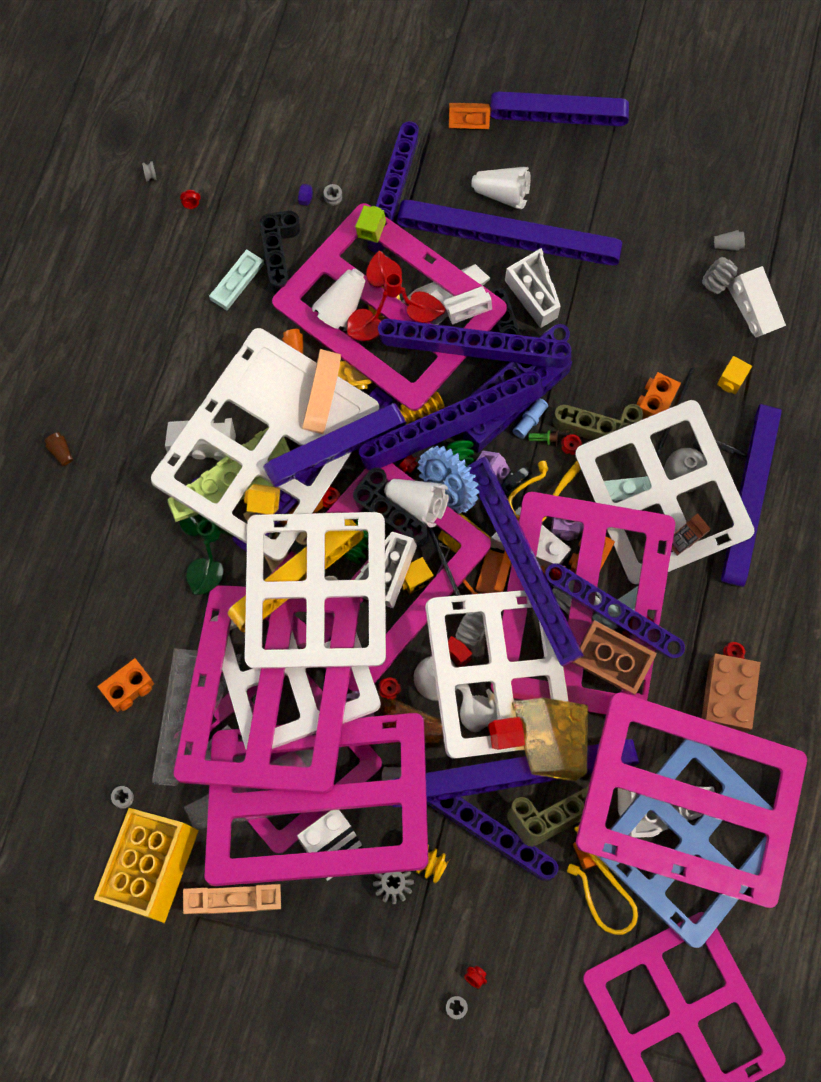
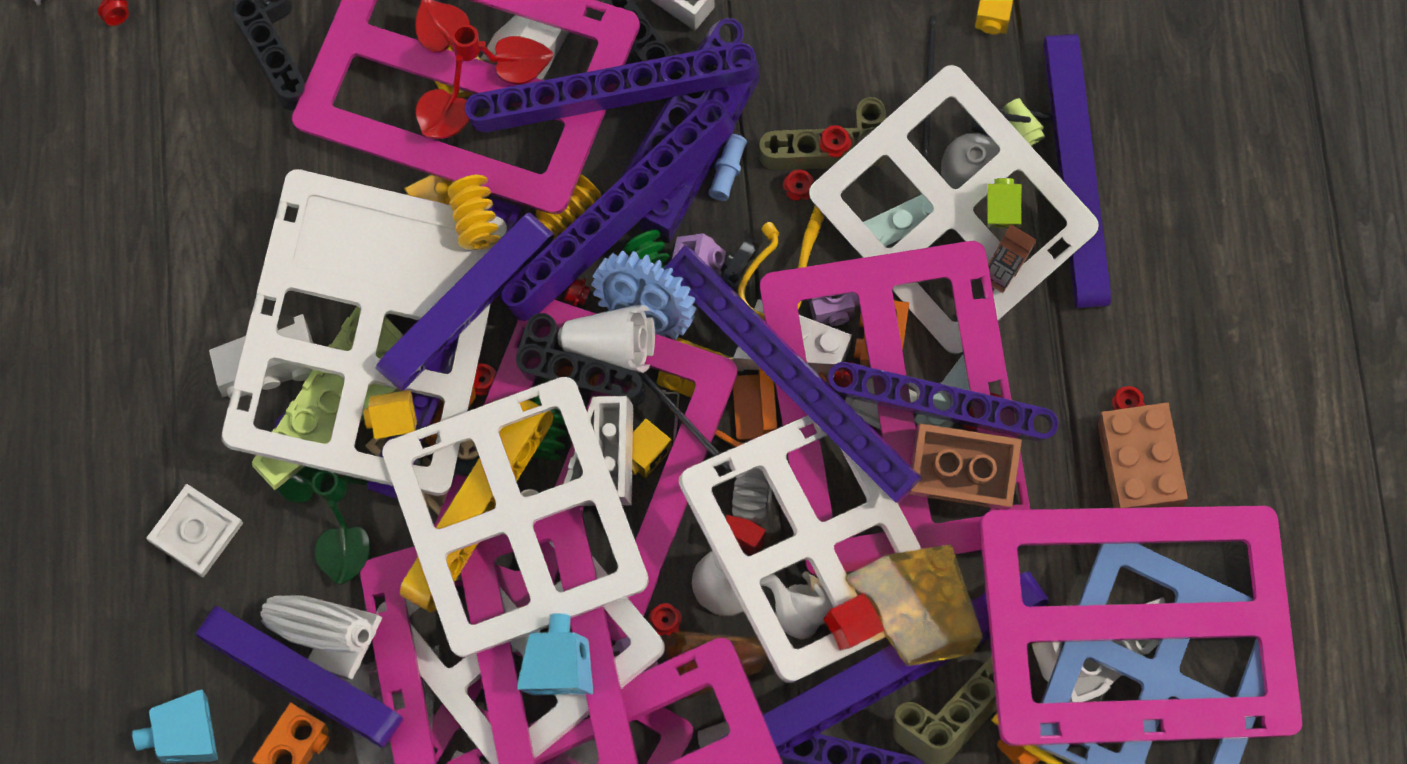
camera: 15 degrees left, 0 degrees up
(58, 448) = (62, 443): reddish brown cone -> none
(62, 651) = (180, 730): none -> medium azure torso
(118, 530) = (194, 530): none -> white plate
(147, 644) = (299, 677): none -> dark purple beam
(178, 623) = (332, 630): none -> white plate
(236, 280) = (228, 108): light aqua plate -> none
(294, 339) = (345, 167): orange cone -> none
(307, 691) = (556, 661): none -> medium azure torso
(322, 391) = (418, 230): light nougat slope -> none
(340, 299) = (394, 88): white cone -> none
(360, 391) = (471, 214): none -> yellow piece
(468, 304) = (582, 34): white panel -> none
(549, 437) = (762, 185): bright green piece -> none
(607, 420) = (835, 133): none -> red plate
(654, 397) = (893, 77): orange brick -> none
(697, 499) = (1003, 203): none -> lime brick
(731, 460) = (1030, 131): none -> yellowish green cone

